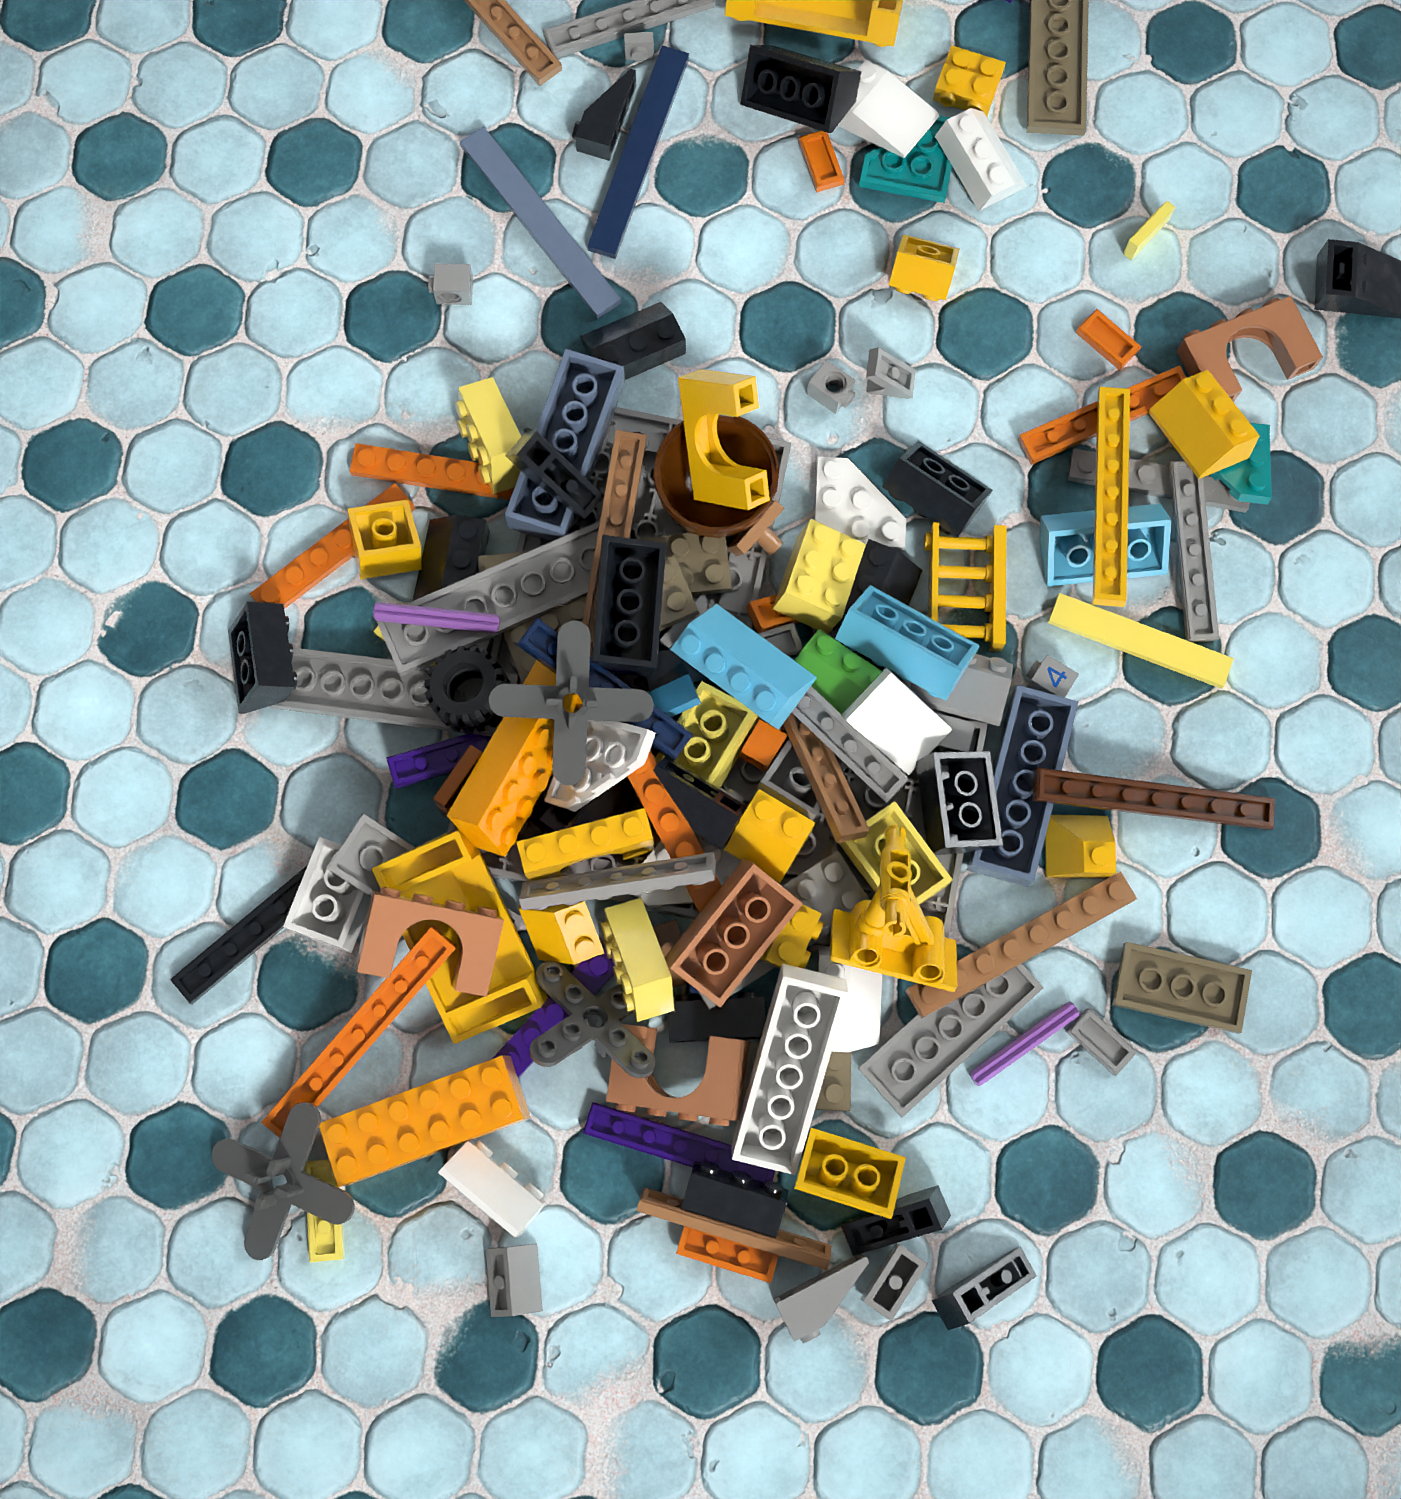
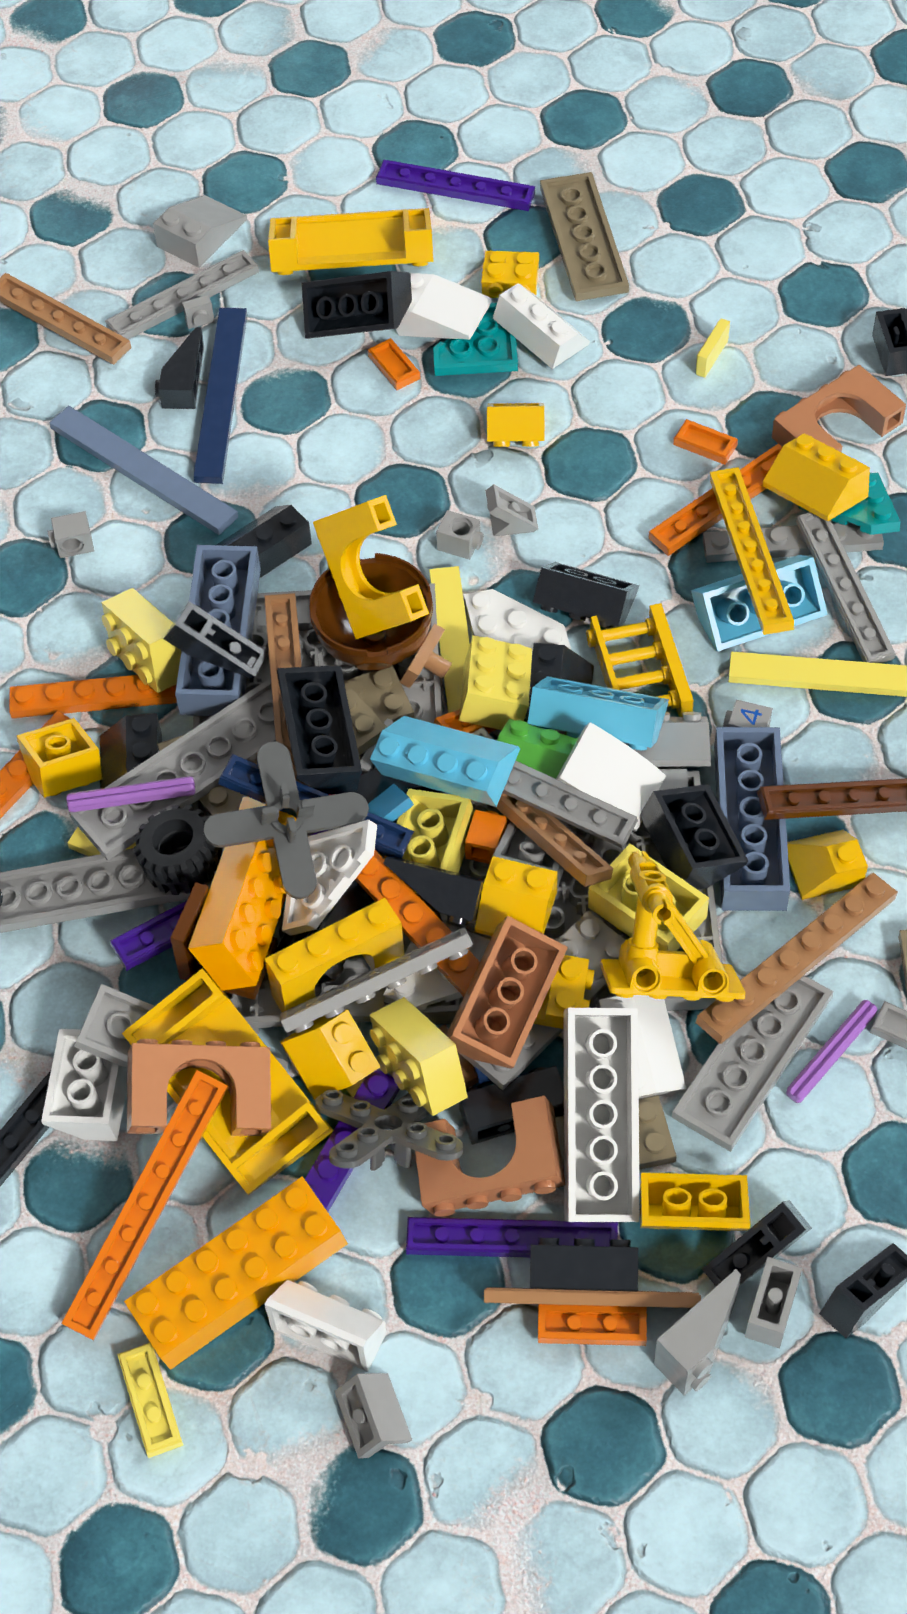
camera: 10 degrees left, 20 degrees down
(300, 1190) = (120, 1374): dark grey piece -> none
(795, 494) = (455, 639): none -> light yellow tile

